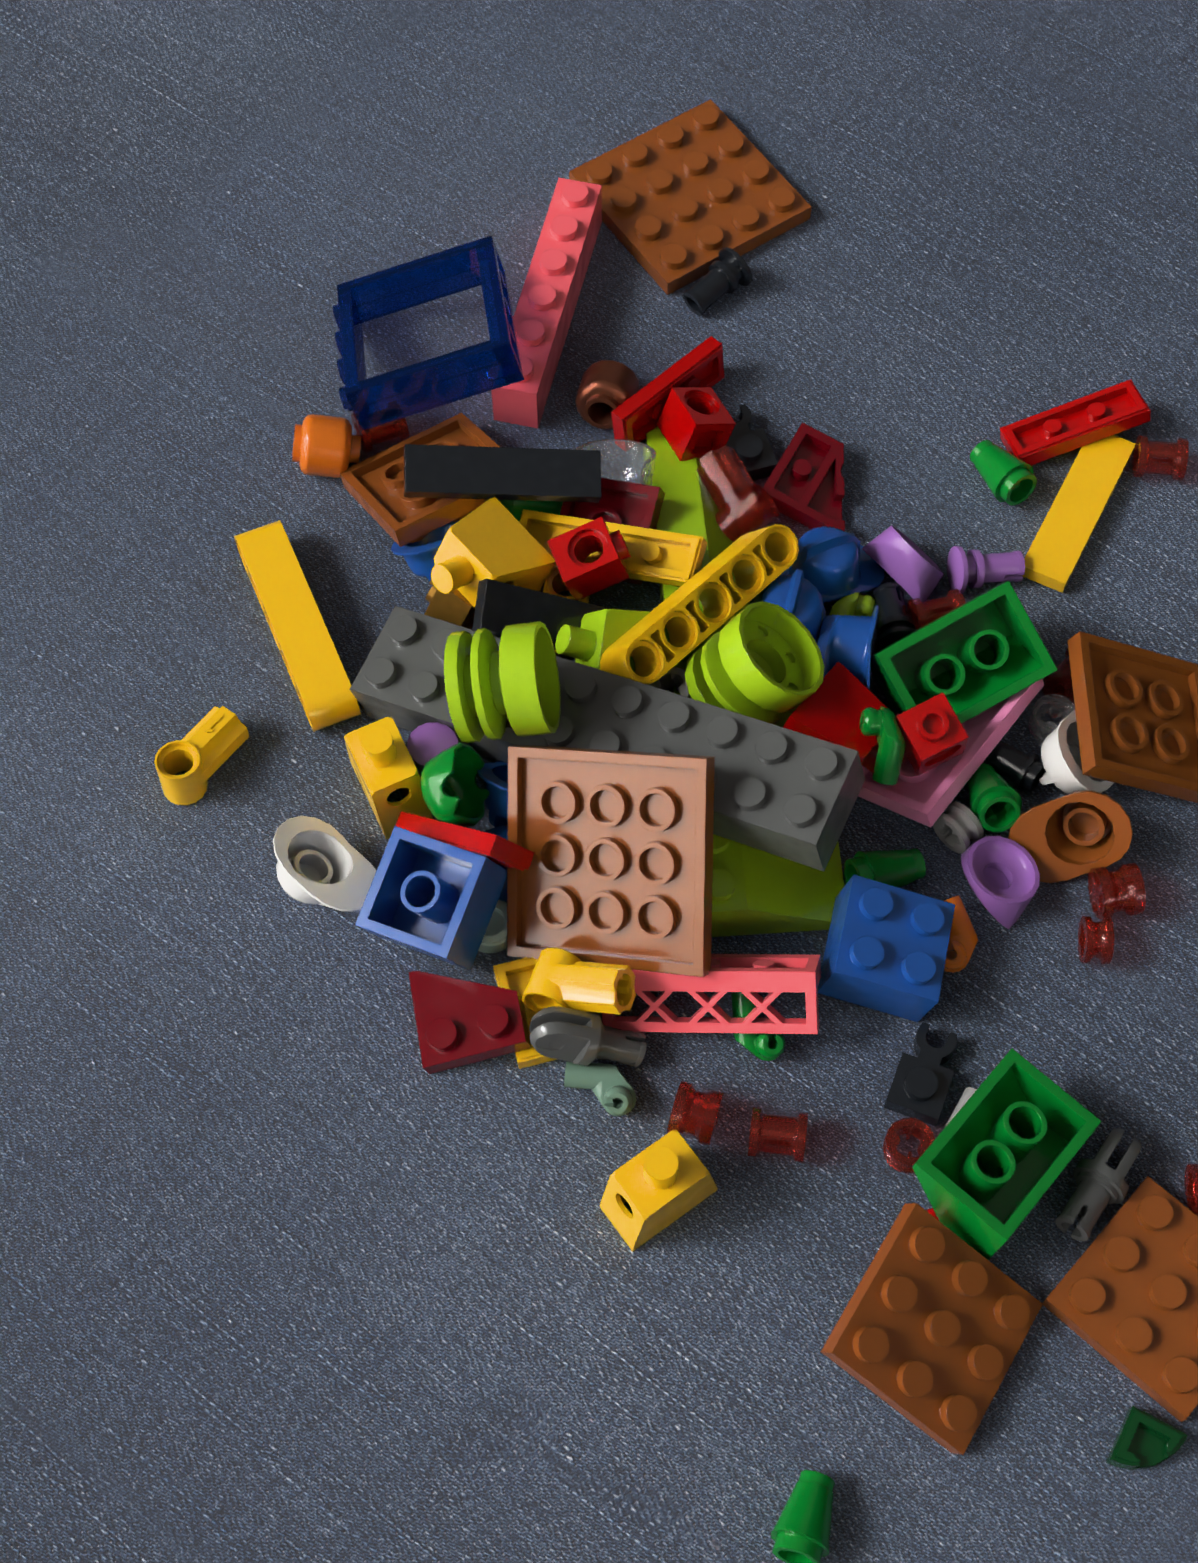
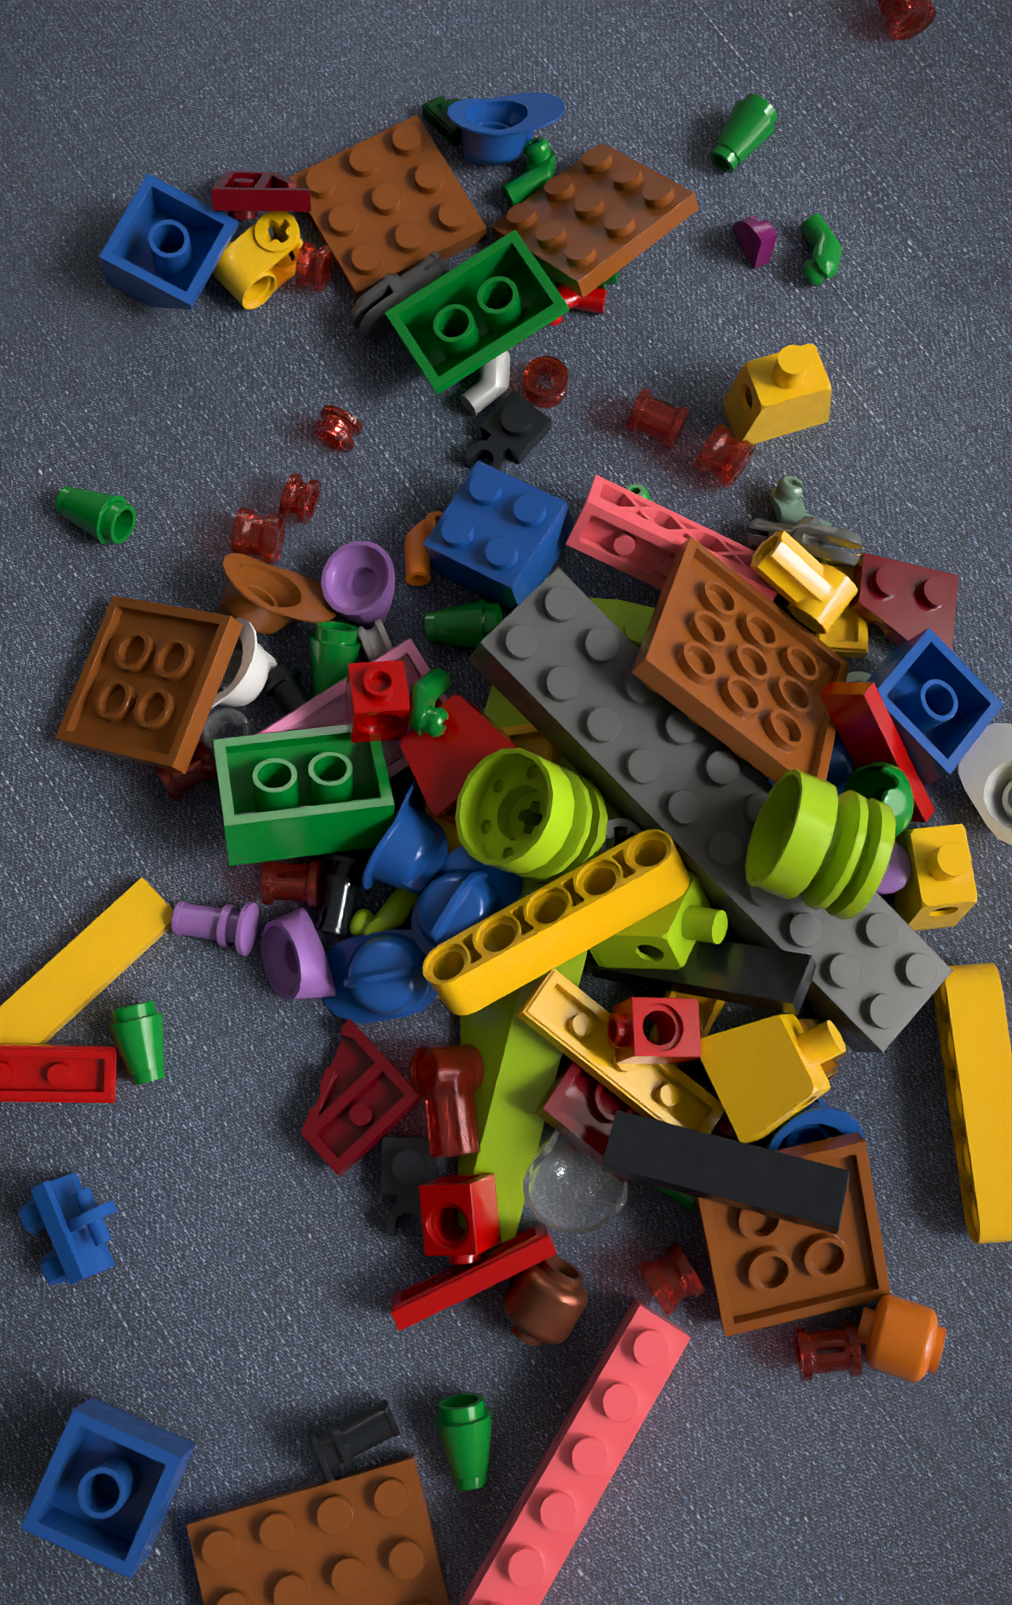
camera: 160 degrees left, 15 degrees up
(439, 378) = (658, 1431): clear blue window -> none
(518, 429) = (671, 1279): none -> clear red wheel
(636, 306) = (465, 1437): none -> green cone
(660, 1397) = (825, 251): none -> green arm
(748, 1387) = (755, 239): none -> magenta tile
(875, 204) = (108, 1486): none -> blue brick
(986, 340) = (73, 1226): none -> blue hips
(1018, 1389) = (537, 171): none -> green arm
(1084, 1426) = (499, 127): none -> blue piece
(1094, 1020) = (337, 428): none -> clear red bush

